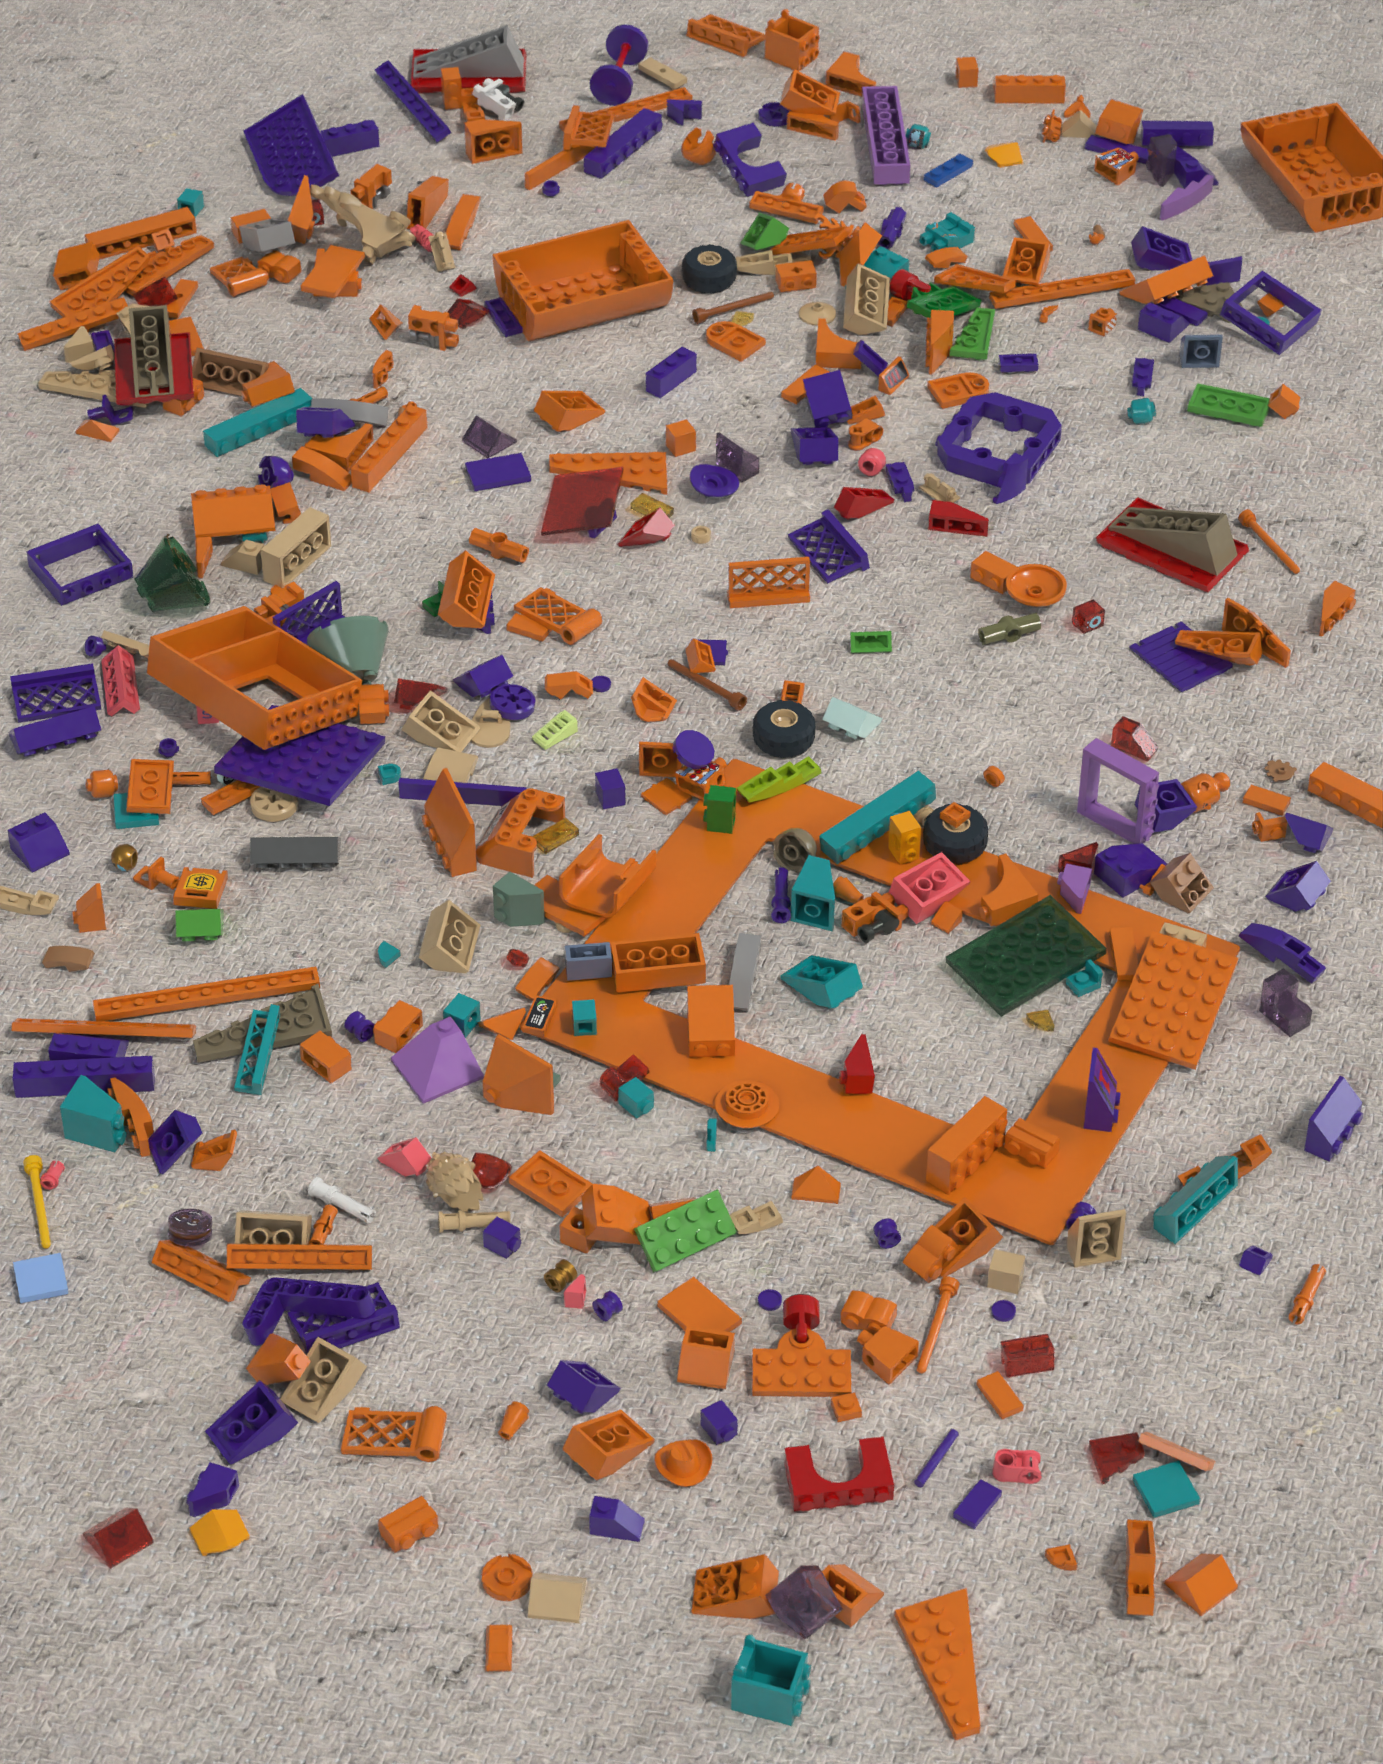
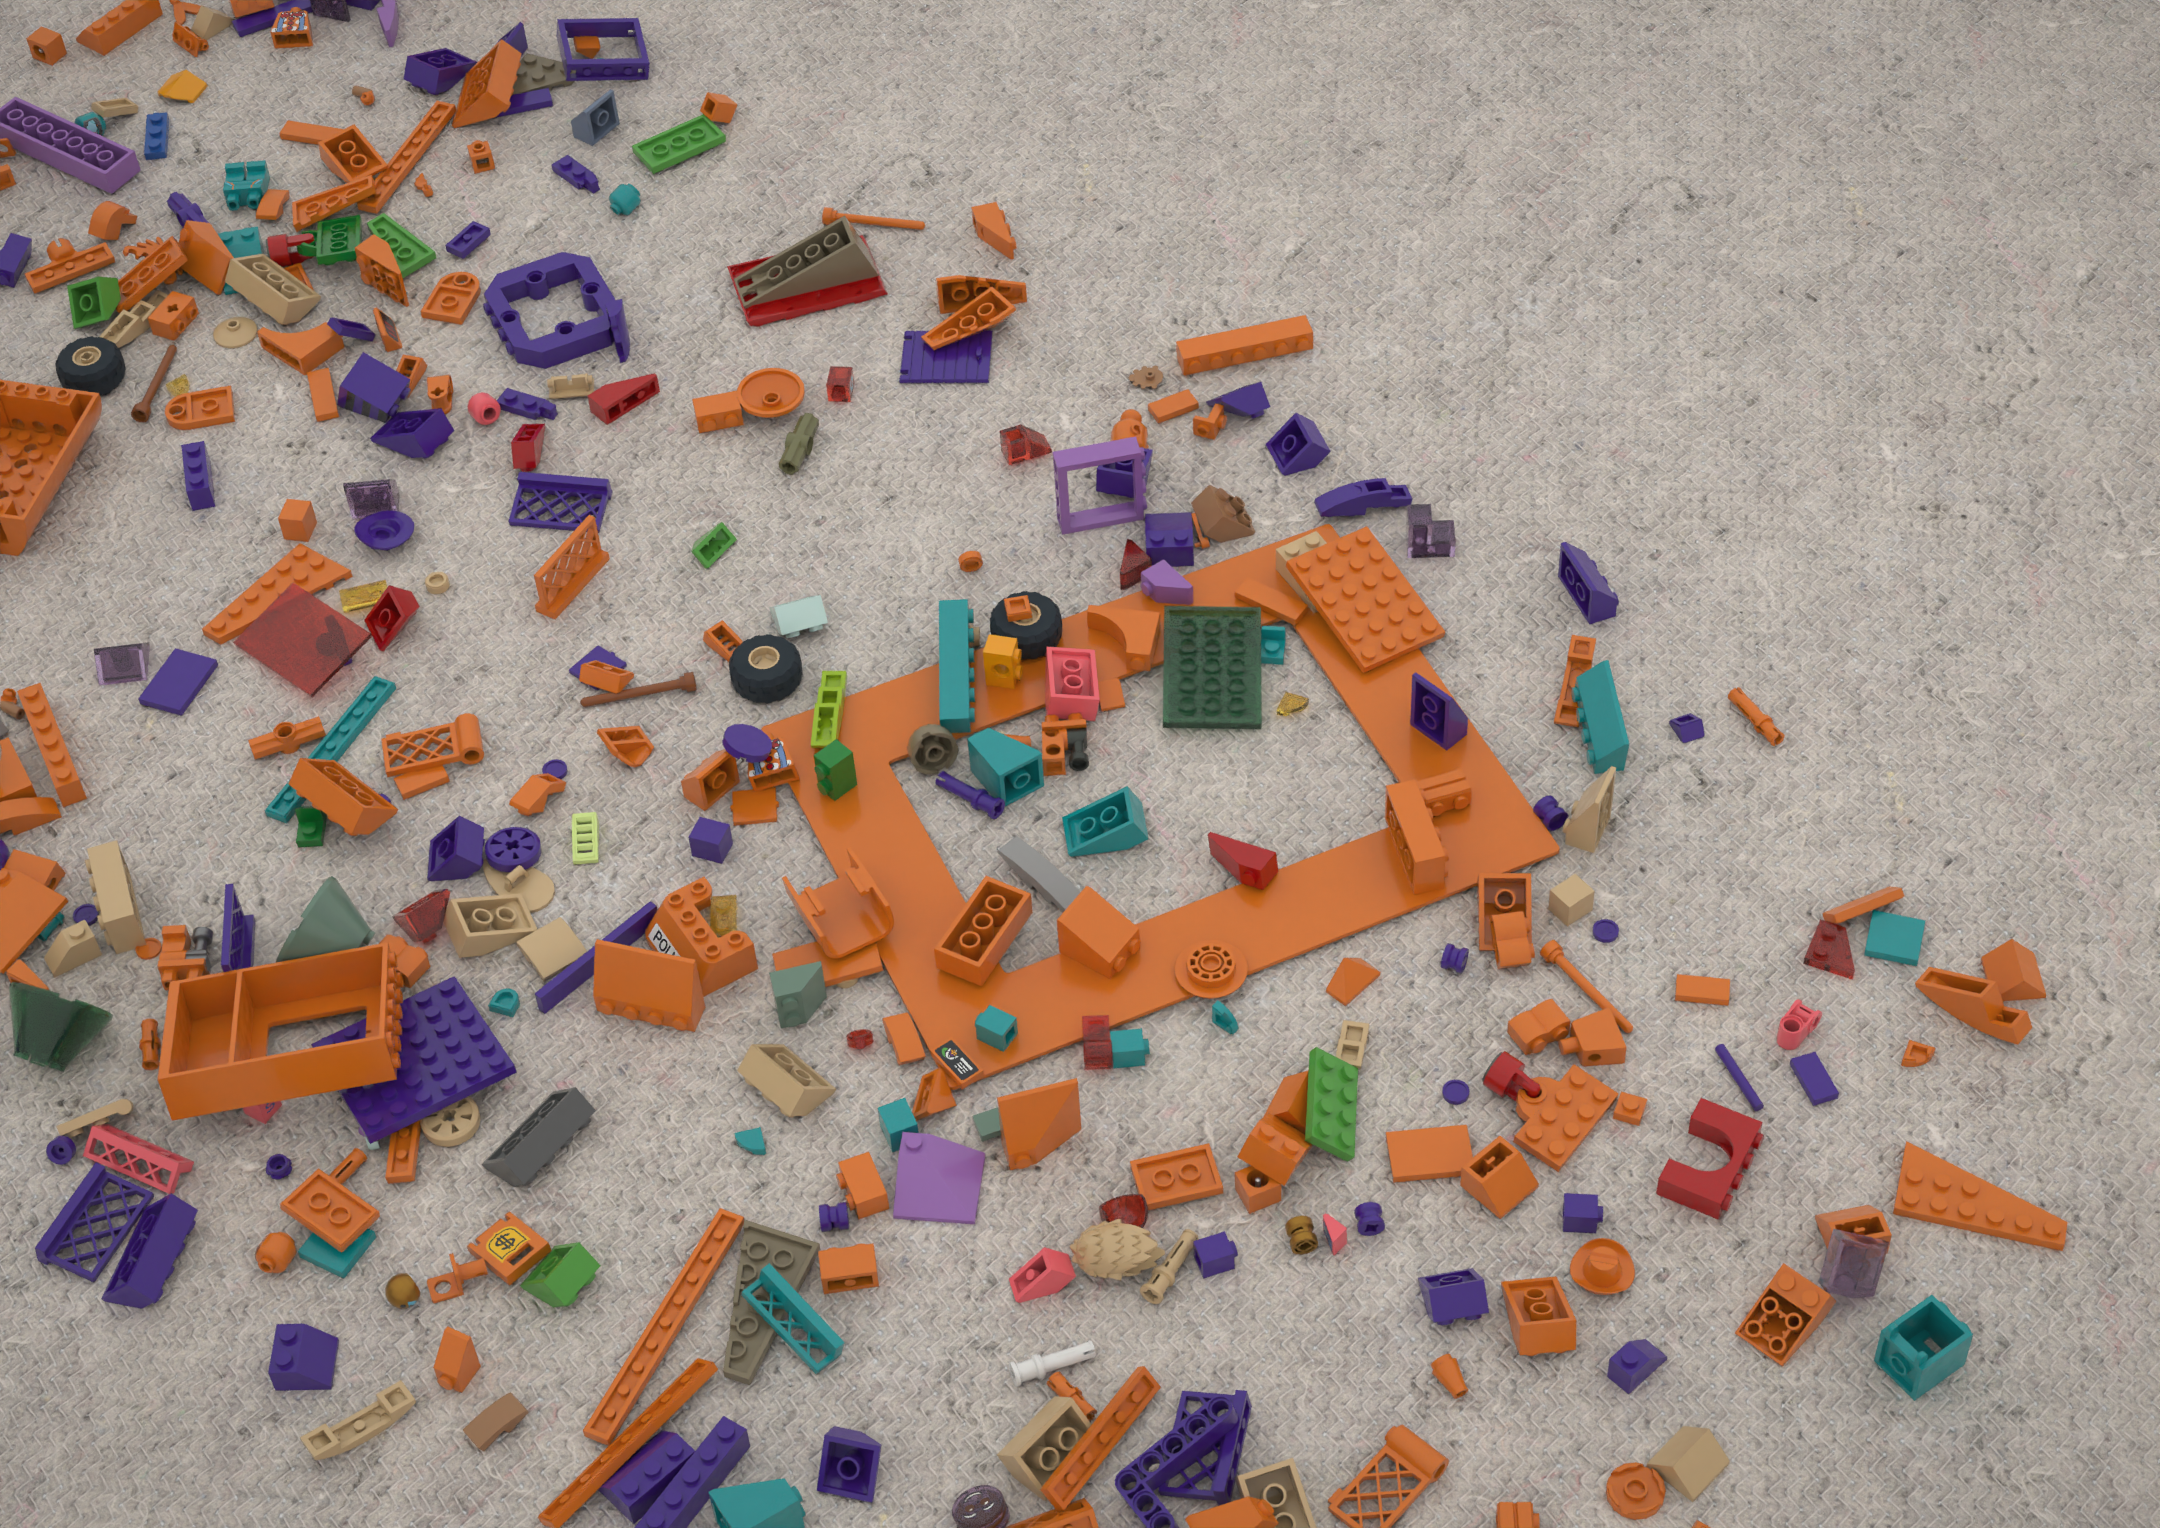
camera: 50 degrees left, 5 degrees up
(135, 1115) = (812, 1490): orange slope -> none
(214, 1153) = (895, 1430): orange slope -> none
(534, 569) = (336, 741): none -> teal tile
(567, 409) = (156, 580): orange slope -> none
(588, 961) = (924, 981): sand blue slope -> none
(947, 135) = (114, 107): none -> tan tile
(1027, 1355) = (1678, 941): clear red hinge -> none
(1161, 322) = (528, 122): dark purple slope -> none

